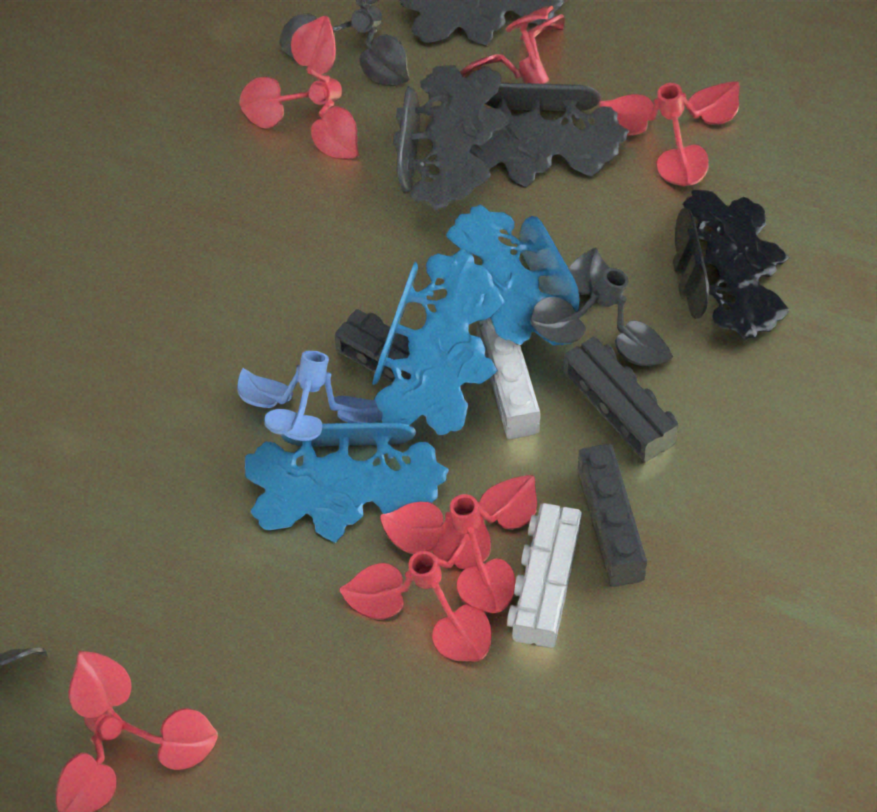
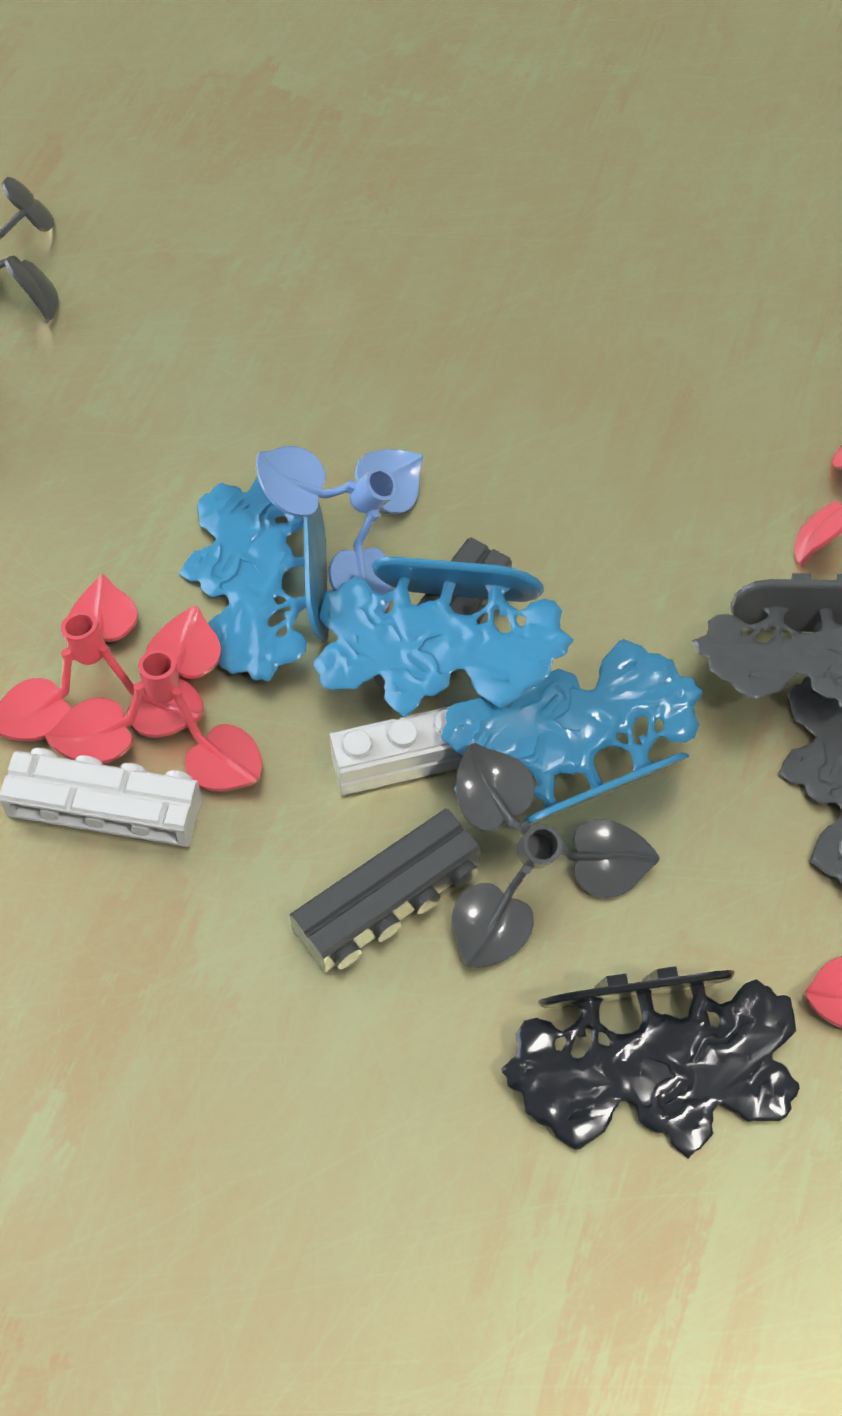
camera: 85 degrees right, 5 degrees up
(611, 515) = (186, 874): dark grey brick -> none

